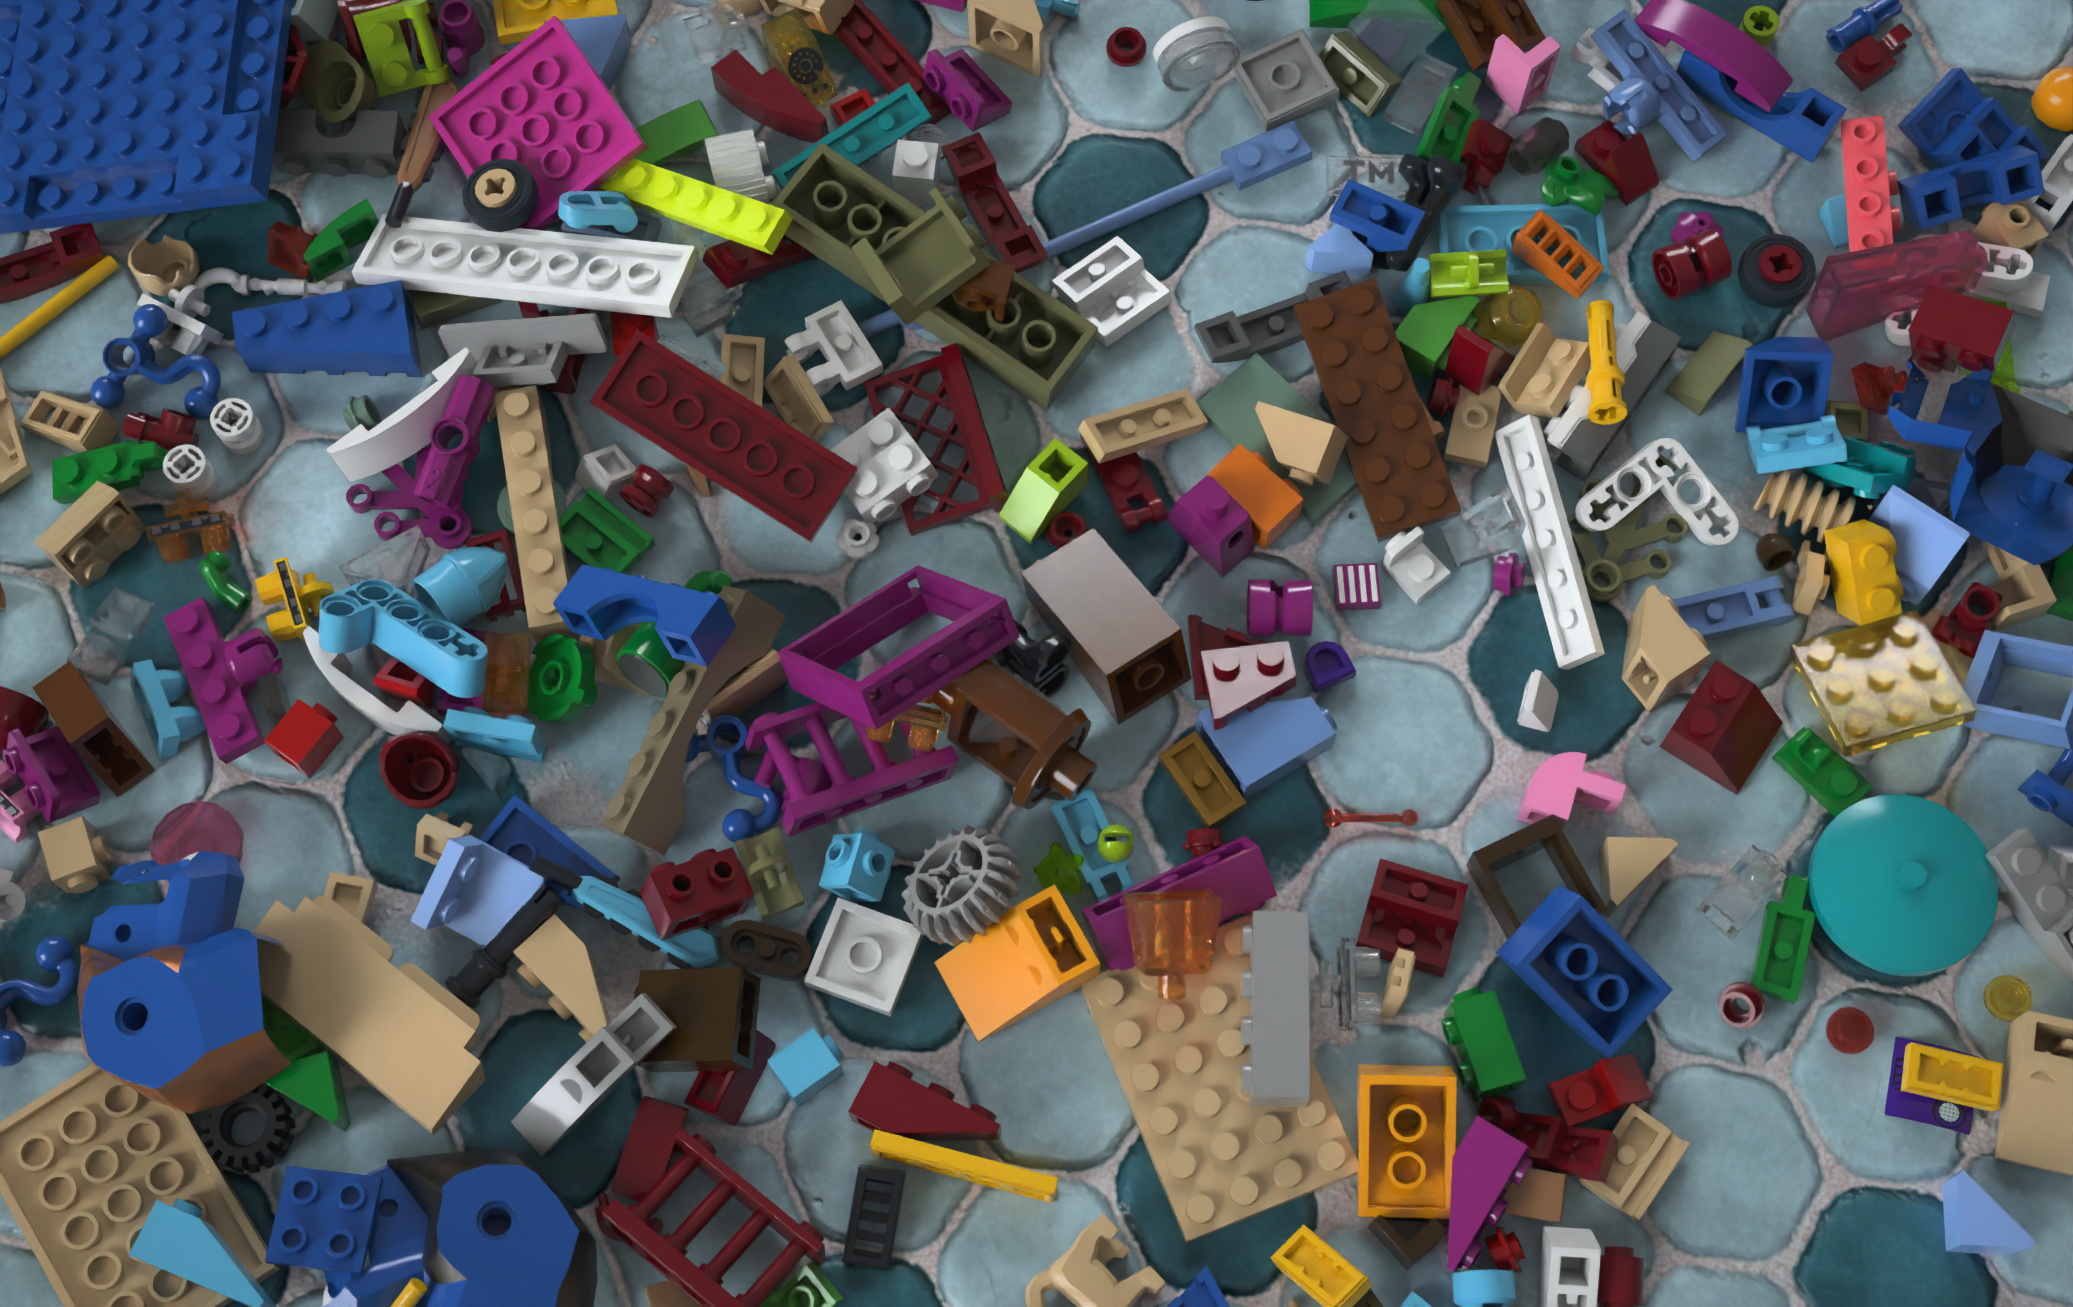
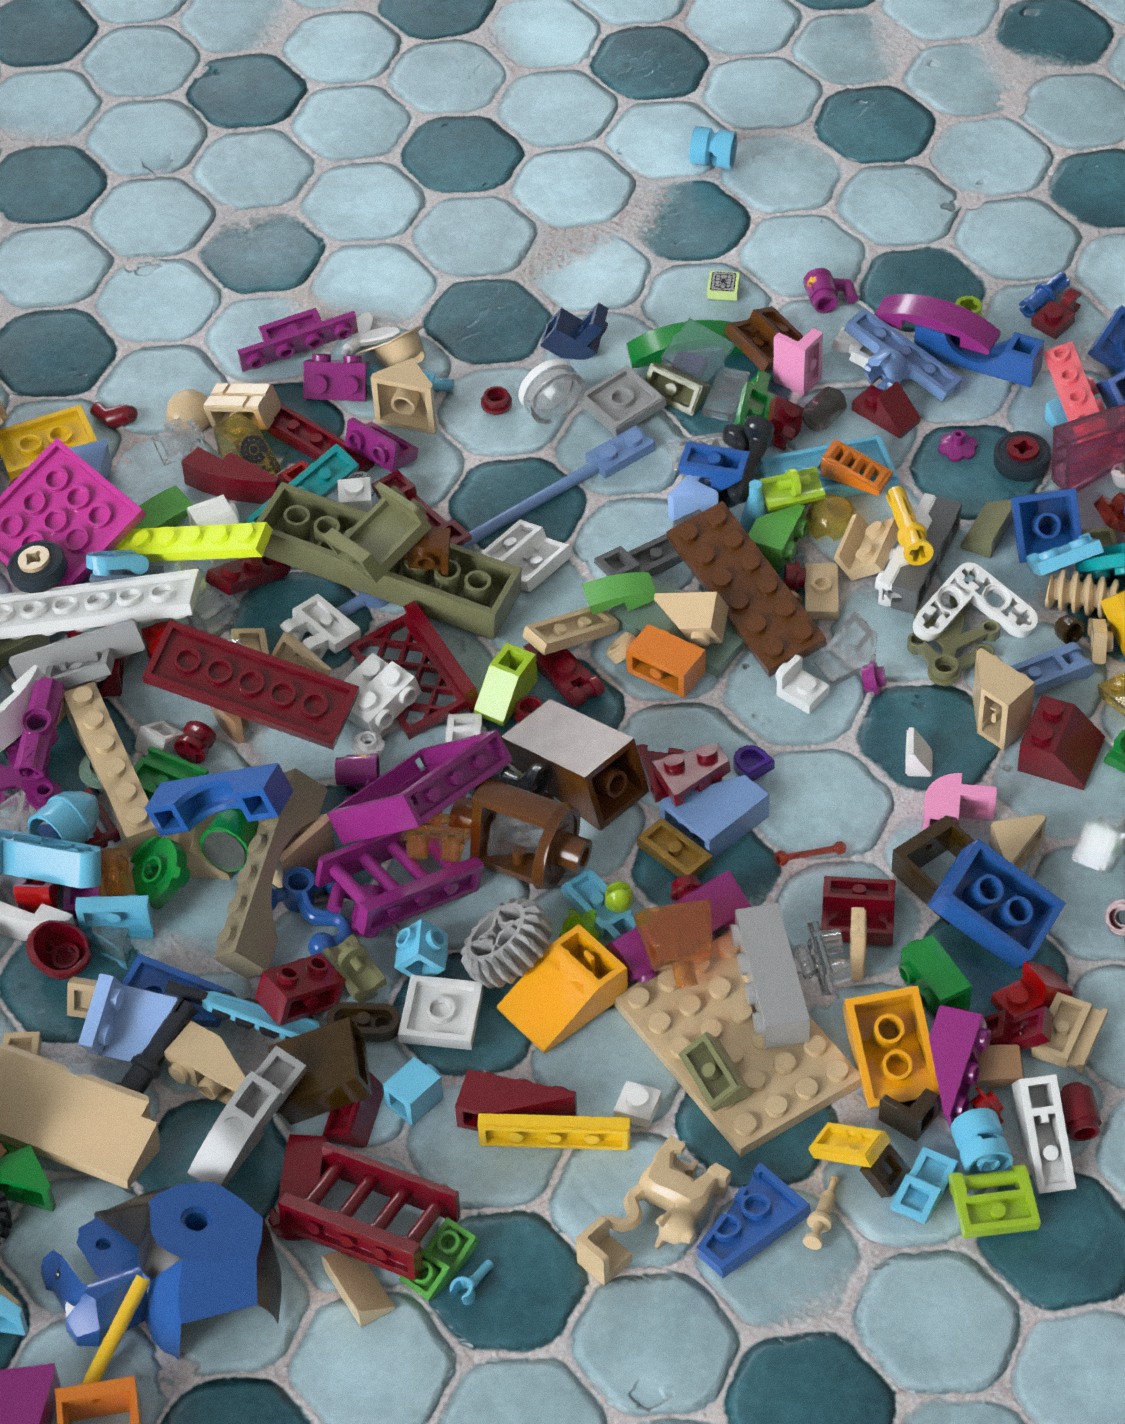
camera: 10 degrees left, 20 degrees down
(324, 1220) = (54, 1254): blue plate -> none
(835, 578) = (357, 770): none -> magenta piece
(879, 1175) = (491, 1153): black slope -> none
(978, 551) = (463, 726): none -> white slope
(1076, 1142) = (638, 1103): none -> white plate
(1178, 1130) = (714, 1072): none -> olive slope
(1201, 460) = (618, 647): none -> tan tile
(1208, 520) = (640, 682): magenta torso -> none
(1216, 379) = (628, 588): none -> bright green slope
(1279, 607) = (705, 726): magenta wheel -> none
(1356, 586) = (760, 708): magenta tile -> none
(1476, 360) = (812, 543): dark red slope -> none
(1549, 543) = (900, 654): white plate -> none
(1571, 182) = (850, 425): green plate -> none
(1688, 265) = (957, 460): dark red wheel -> none

